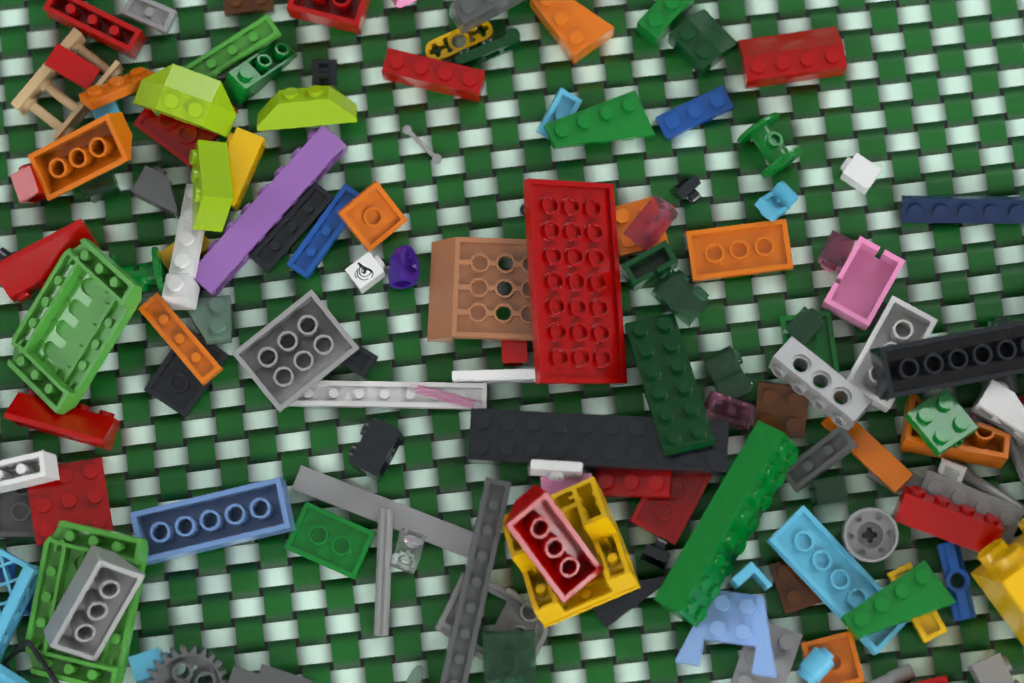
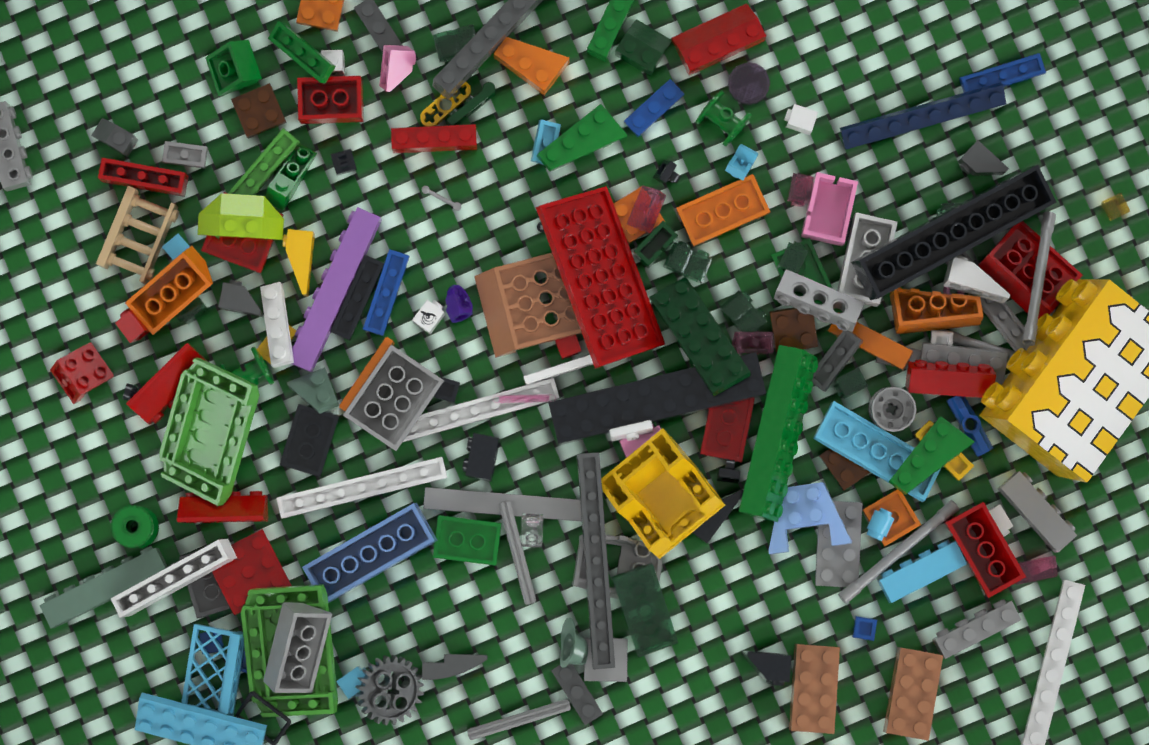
camera: 25 degrees left, 5 degrees up
(72, 67) = (137, 219): red tile -> none
(115, 89) = (178, 226): orange plate -> none
(180, 339) = (297, 415): orange plate -> none
(181, 291) = (285, 377): white brick -> none
(210, 185) = (282, 283): lime wedge -> none
(229, 444) = (361, 487): none -> white plate
(274, 313) = (366, 373): none -> orange tile
(306, 108) = (339, 196): lime wedge -> none
(372, 216) = (420, 270): orange plate -> none
(551, 543) = (646, 491): red slope -> none
(635, 483) = (695, 423): red plate -> none
(753, 572) = (804, 468): medium azure panel -> none
(811, 116) = (748, 83): none -> clear purple tile
(941, 422) = (923, 303): plate -> none

